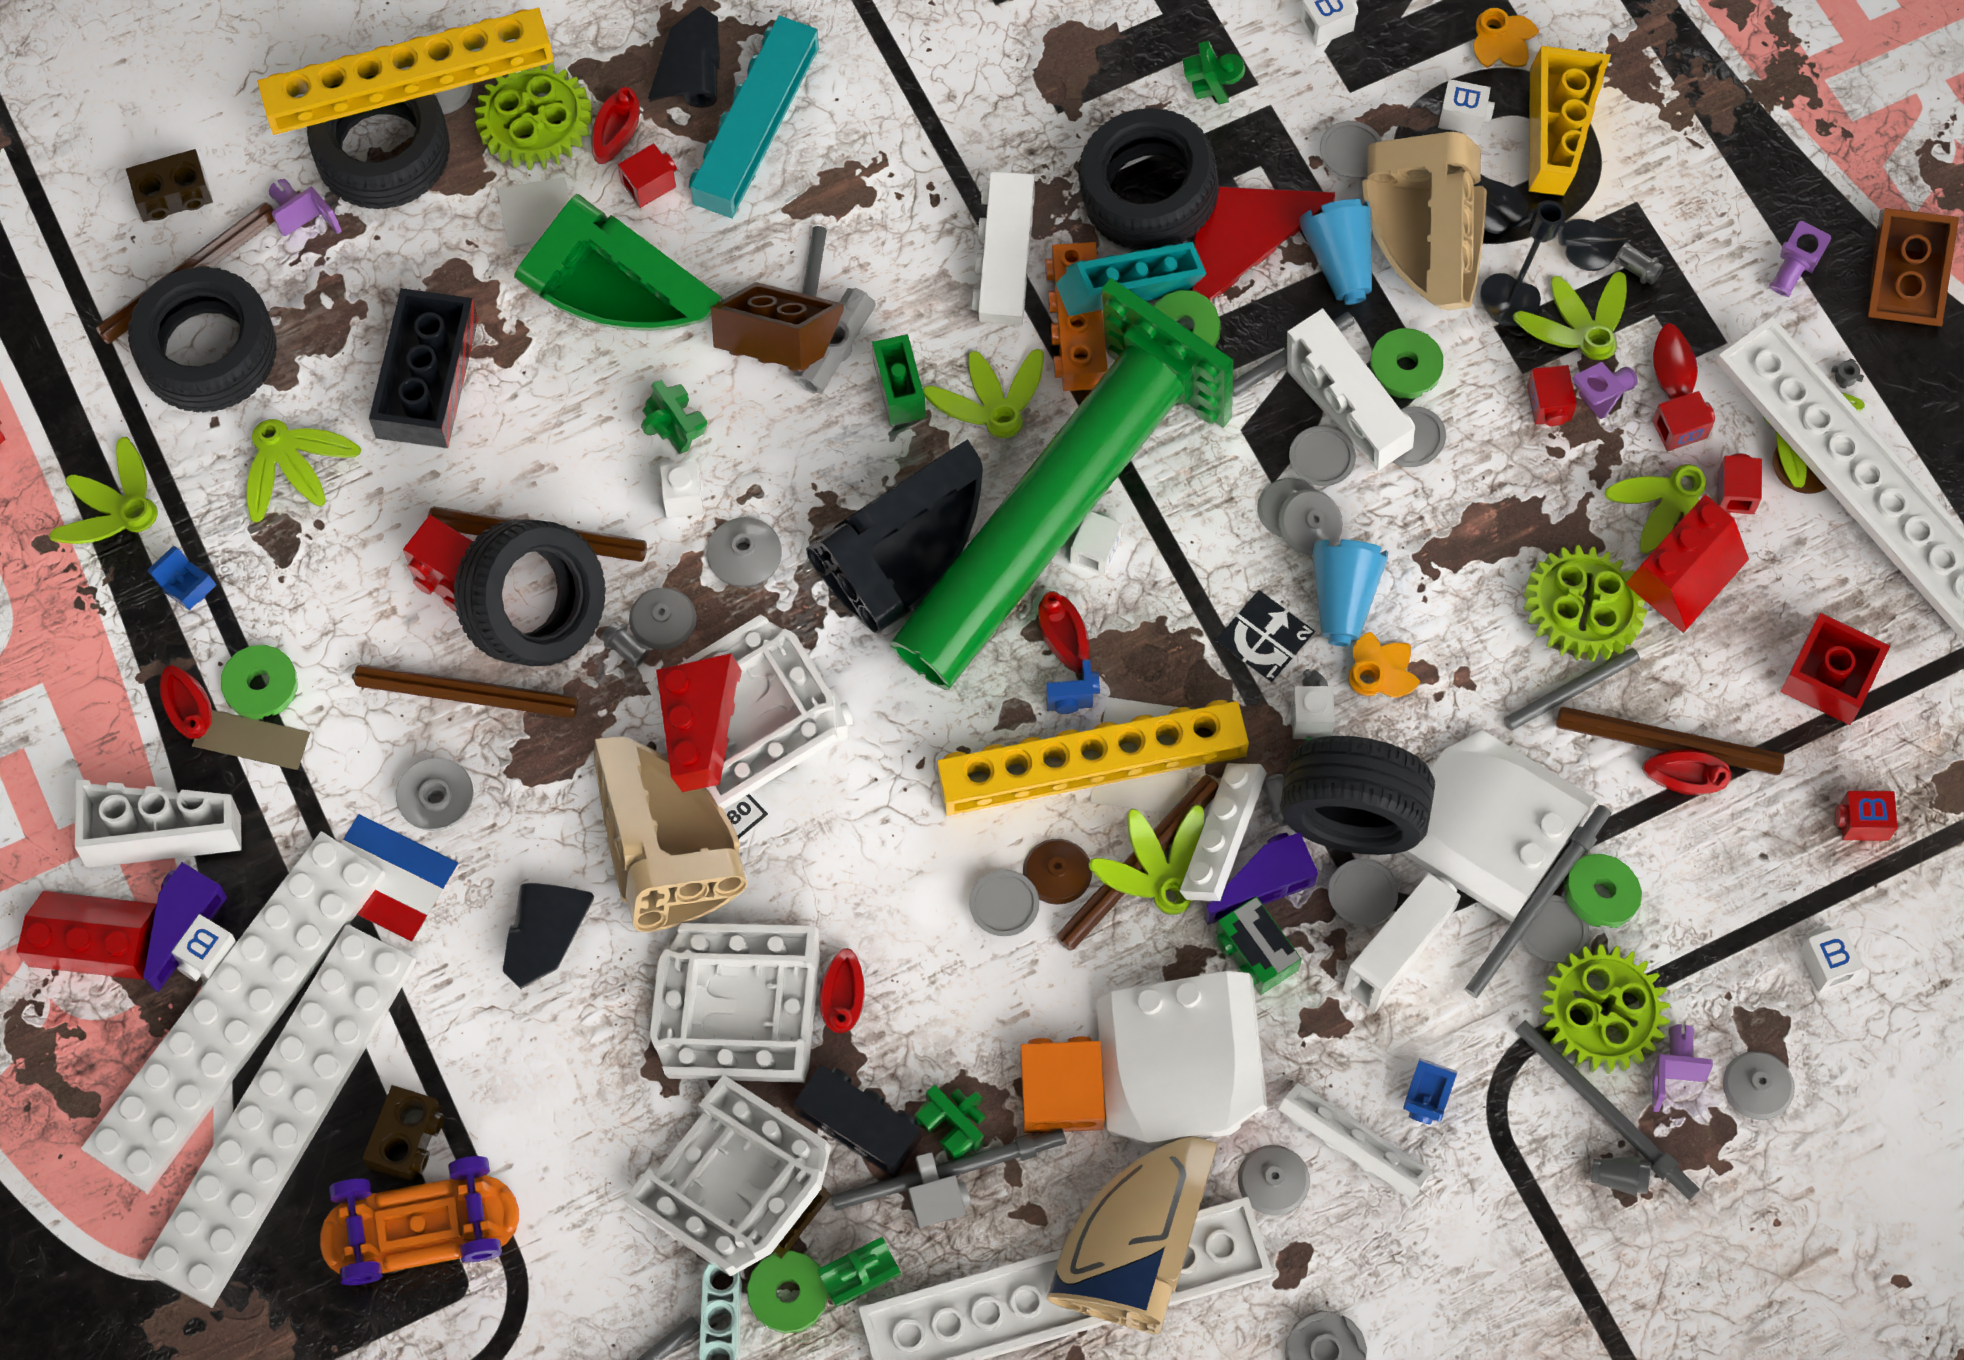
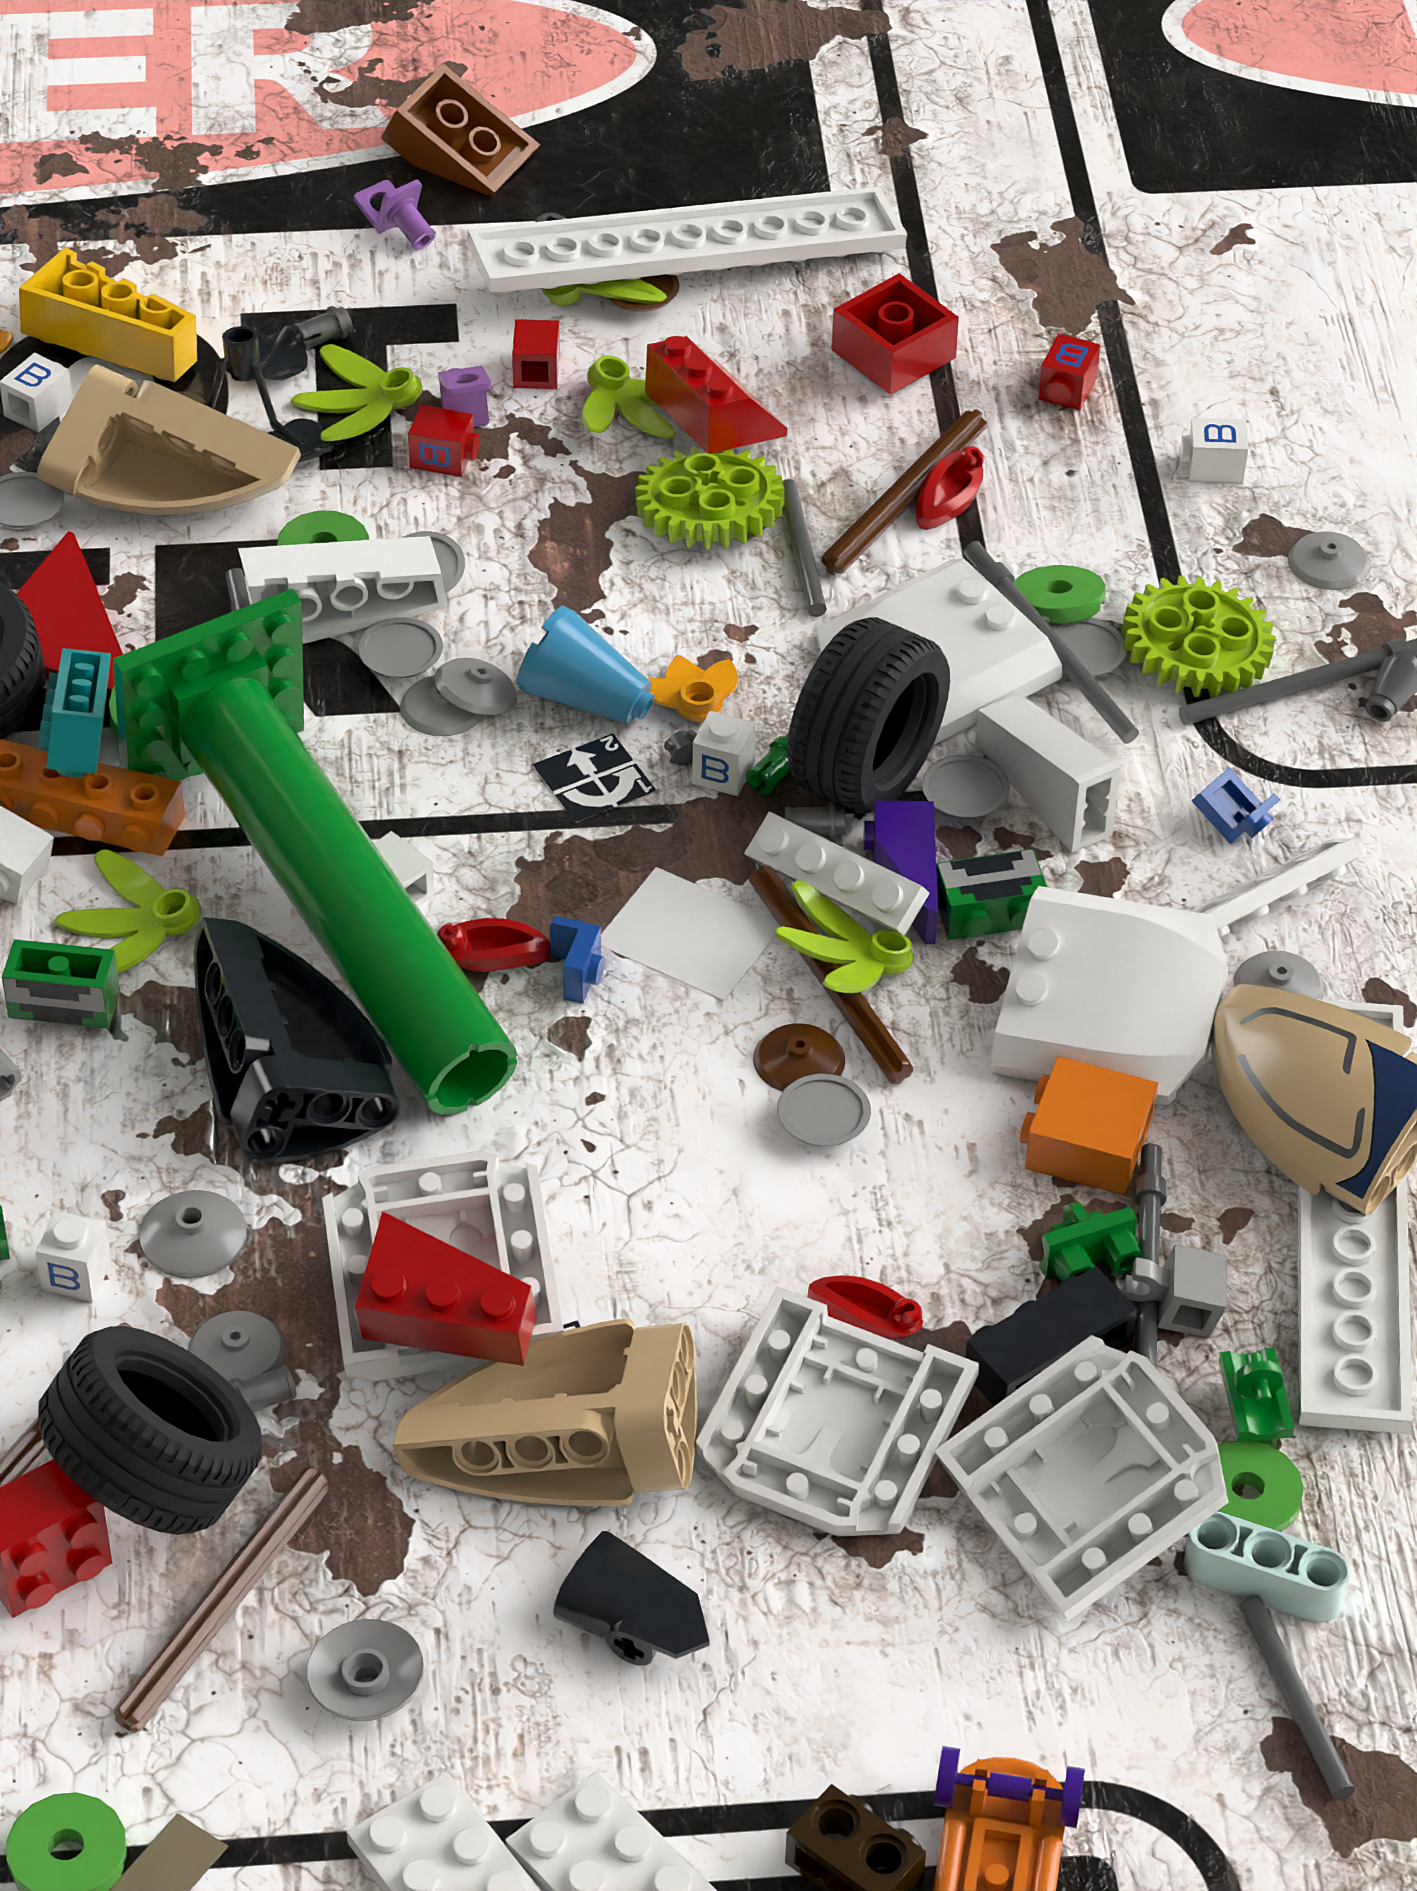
camera: 70 degrees left, 20 degrees down
(411, 881) = (476, 1749): sticker -> none
(1077, 772) = (674, 972): yellow brick -> none
(1342, 247) = (151, 538): dark azure cone -> none
(1674, 362) = (462, 342): red arm -> none
(1678, 1065) = (1289, 601): medium lavender bracket -> none
(1739, 483) = (631, 330): red brick -> none

